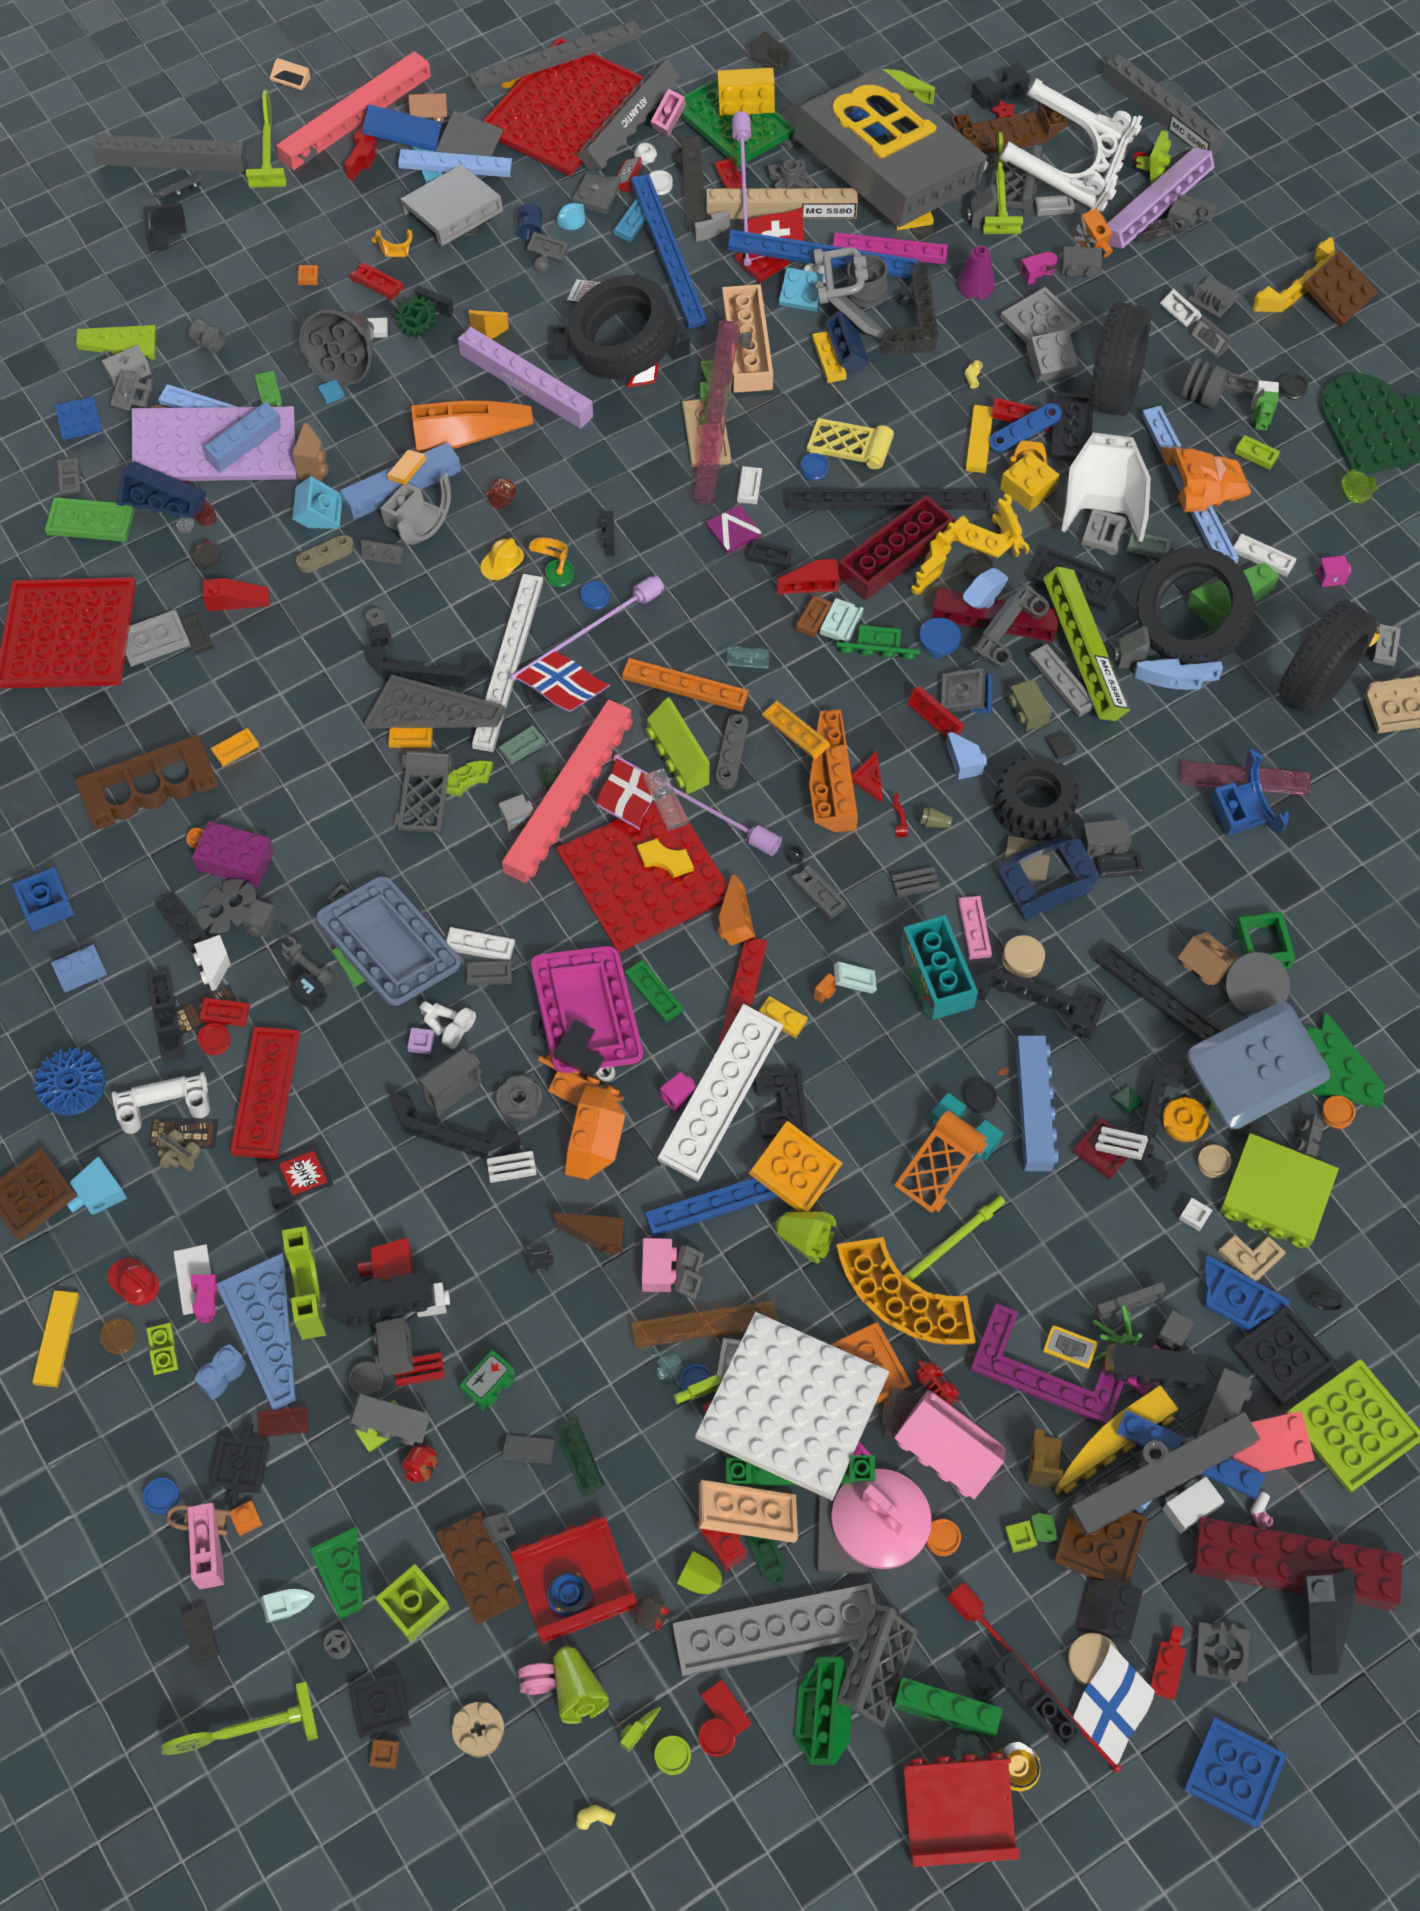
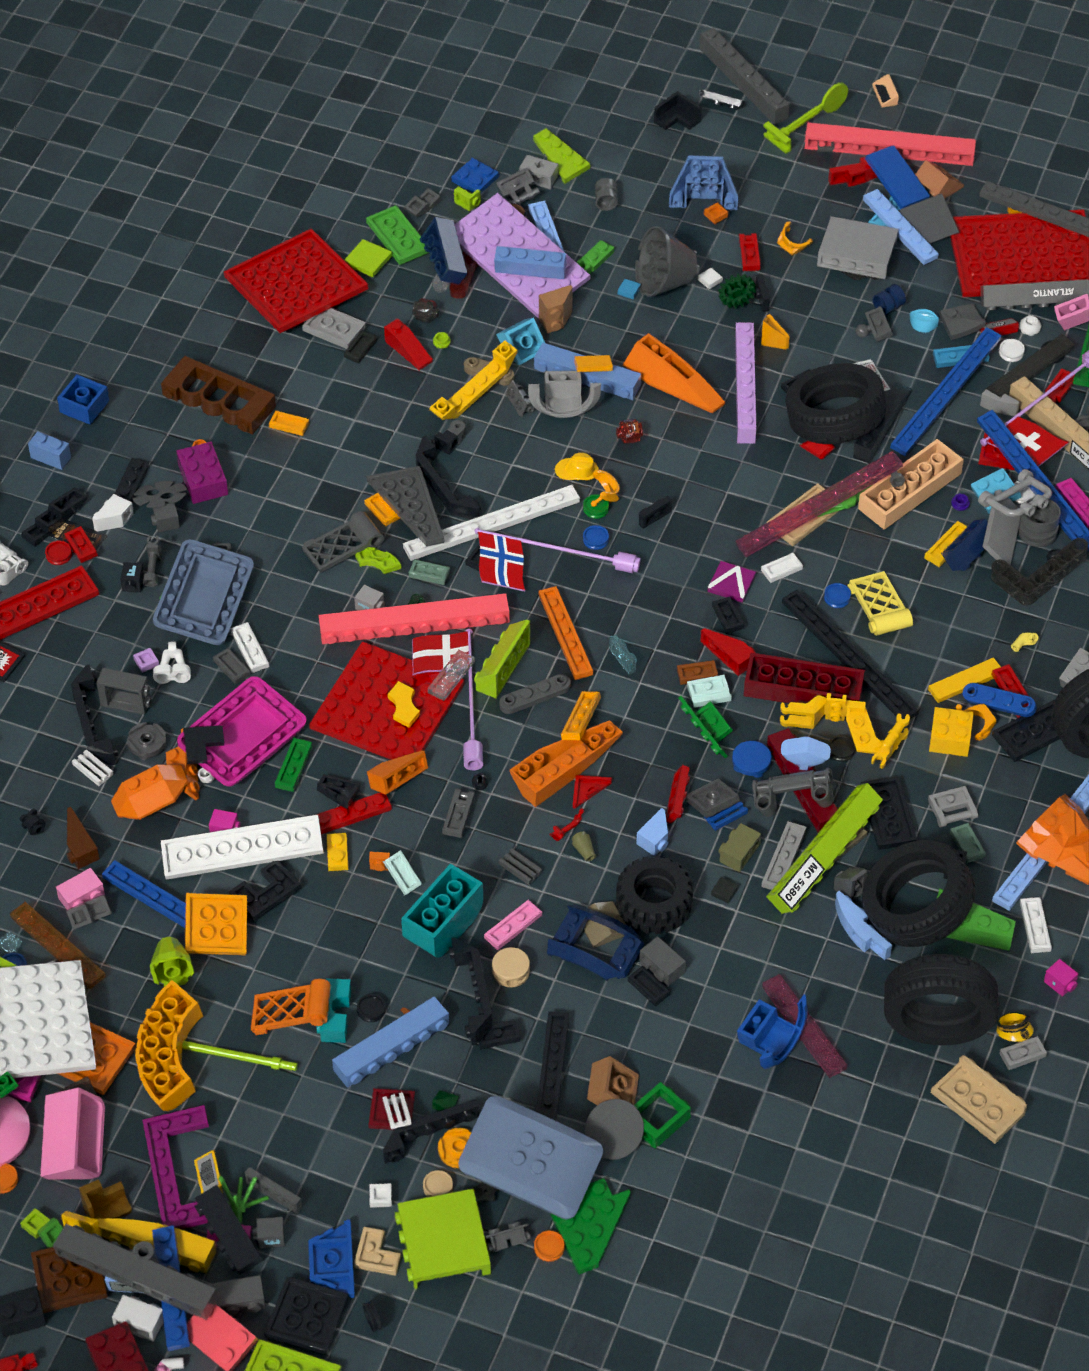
camera: 55 degrees right, 10 degrees down
(95, 559) = (368, 258): none -> lime tile
(101, 441) = (466, 199): none -> lime bracket
(253, 566) = (441, 340): none -> lime plate
(278, 249) = (704, 179): none -> medium blue wedge
(338, 567) = (502, 359): none -> yellow slope
(717, 971) = (338, 789): none -> black wing
(791, 320) = (960, 502): none -> dark purple plate
(932, 1372) = (114, 1104): red hinge -> none
(1060, 1495) = (88, 1224): none -> yellow tile
(1109, 478) = (993, 773): white windscreen -> none

